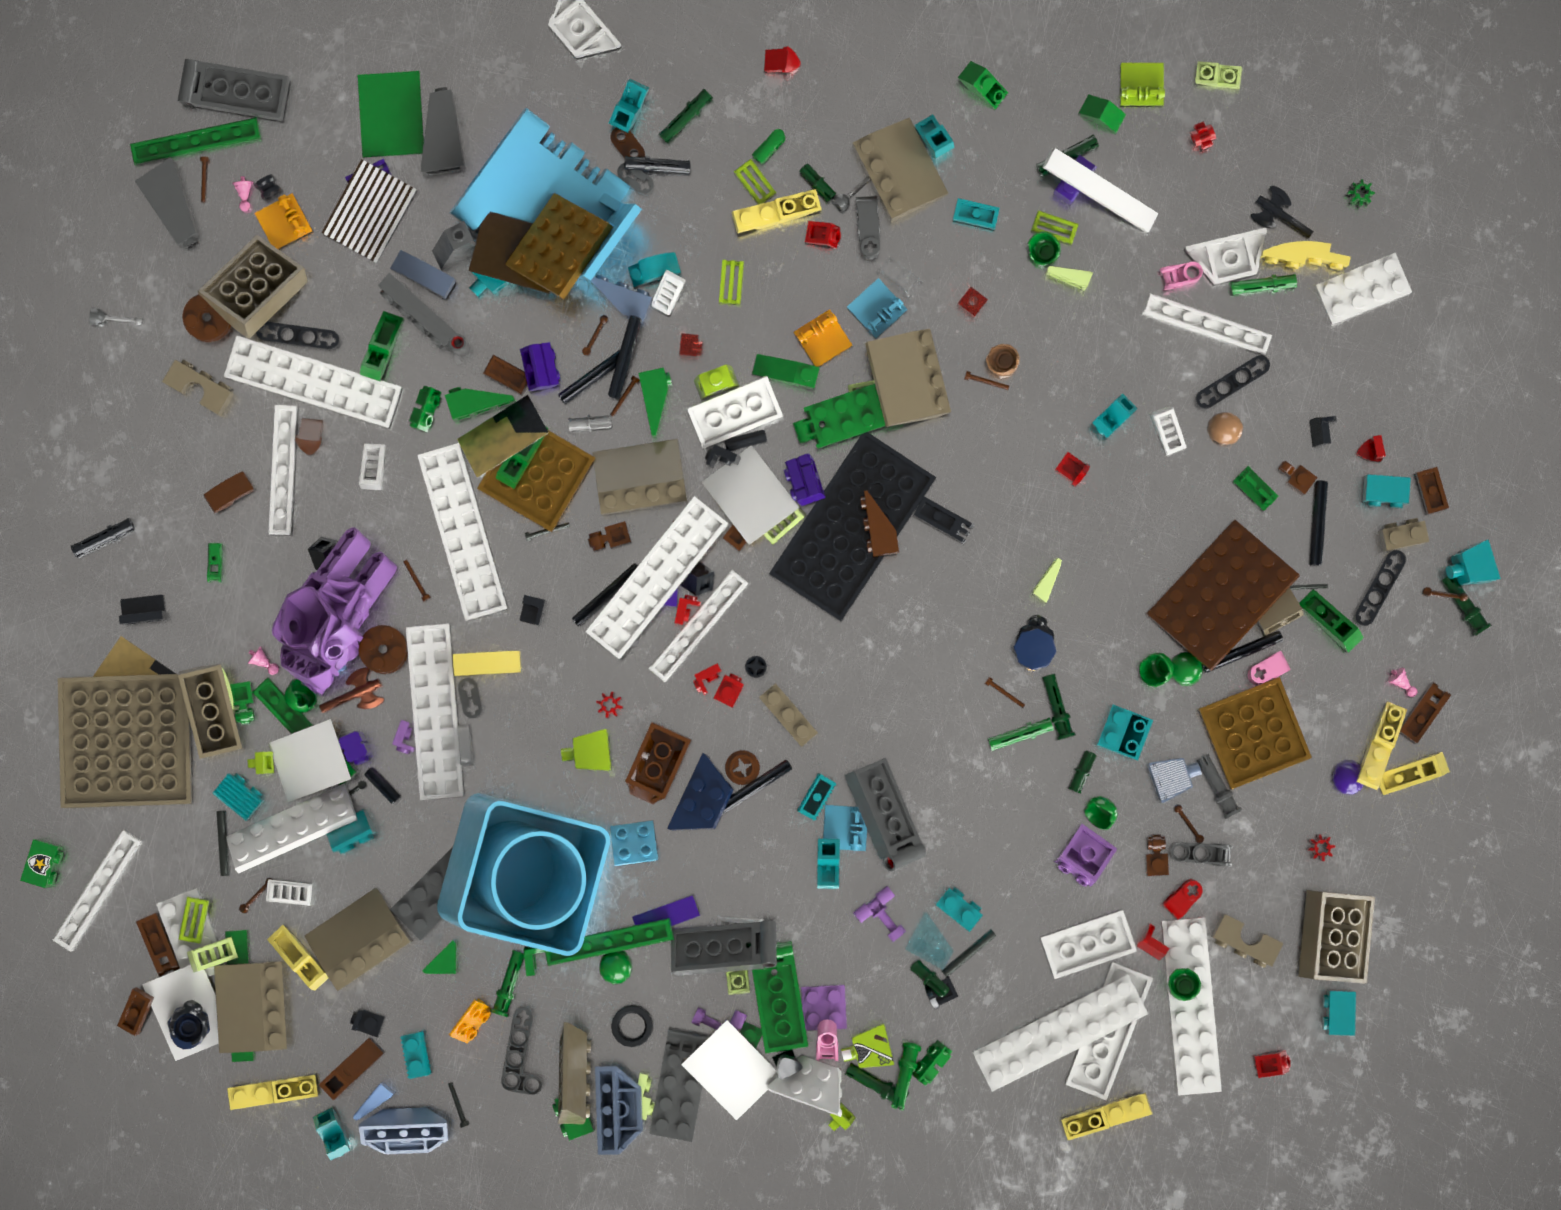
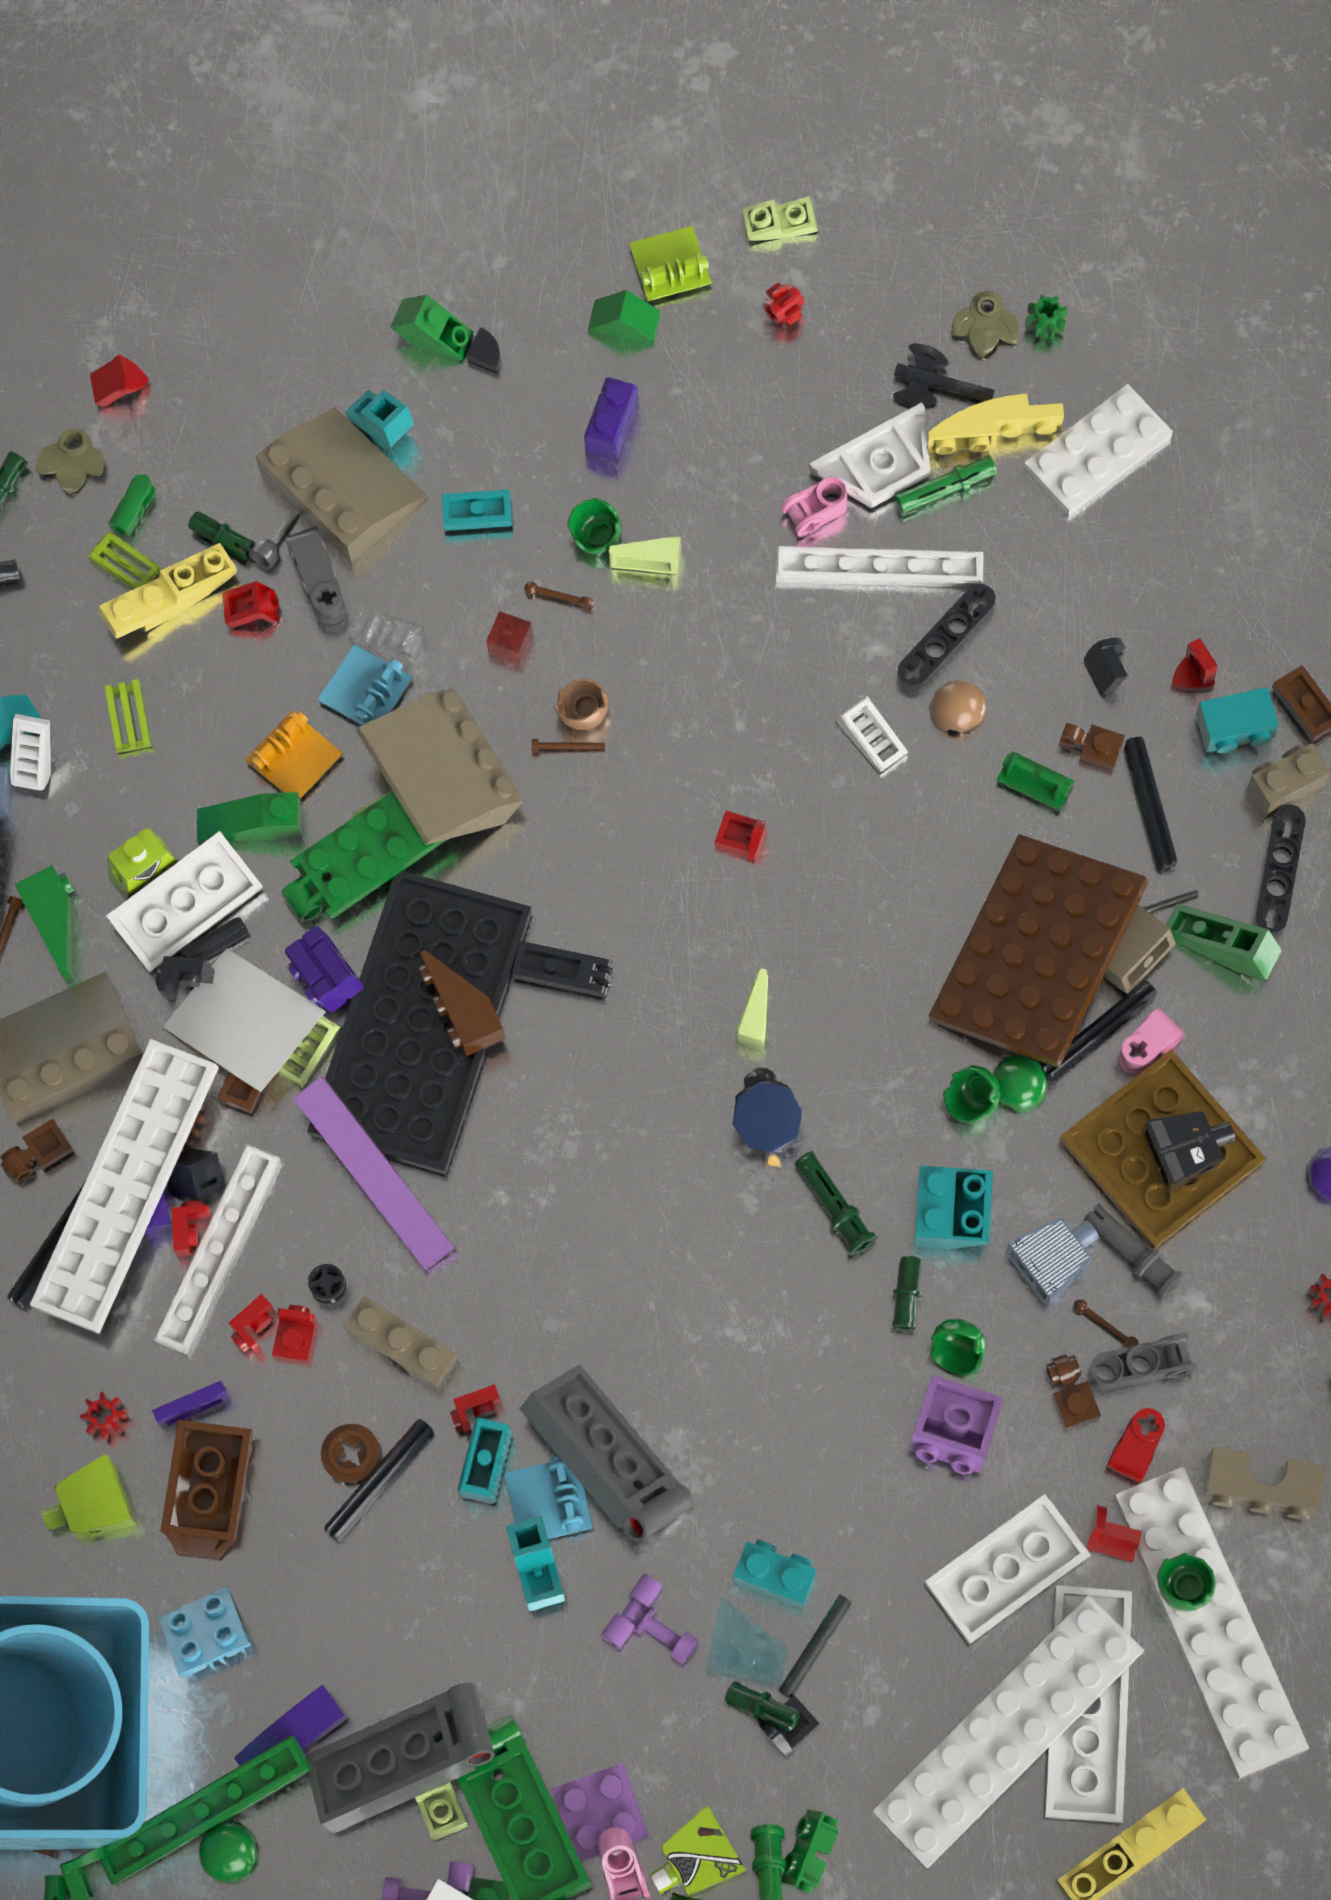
camera: 15 degrees left, 15 degrees down
(660, 713) = (191, 1405): none -> dark purple tile
(690, 346) = (87, 825): clear red plate -> none
(702, 799) = (298, 1524): dark blue wing -> none
(738, 107) = (71, 465): none -> olive plate
(800, 610) = (374, 1173): none -> medium lavender tile
(822, 762) = (477, 1403): none -> red bracket
(989, 682) = (712, 1196): reddish brown piece -> none
(994, 273) = (585, 602): none -> reddish brown hinge
(1011, 108) = (484, 350): none -> black tile
(1020, 734) = (824, 1238): green pin -> none
(1056, 219) = (623, 504): lime tile -> none
(1074, 151) = (580, 398): dark green pin -> none
(1100, 190) = (652, 415): white tile -> none
(1114, 415) = (780, 735): teal brick -> none
(1268, 739) = (1185, 1146): none -> black torso
(1320, 188) = (984, 327): none -> olive plate

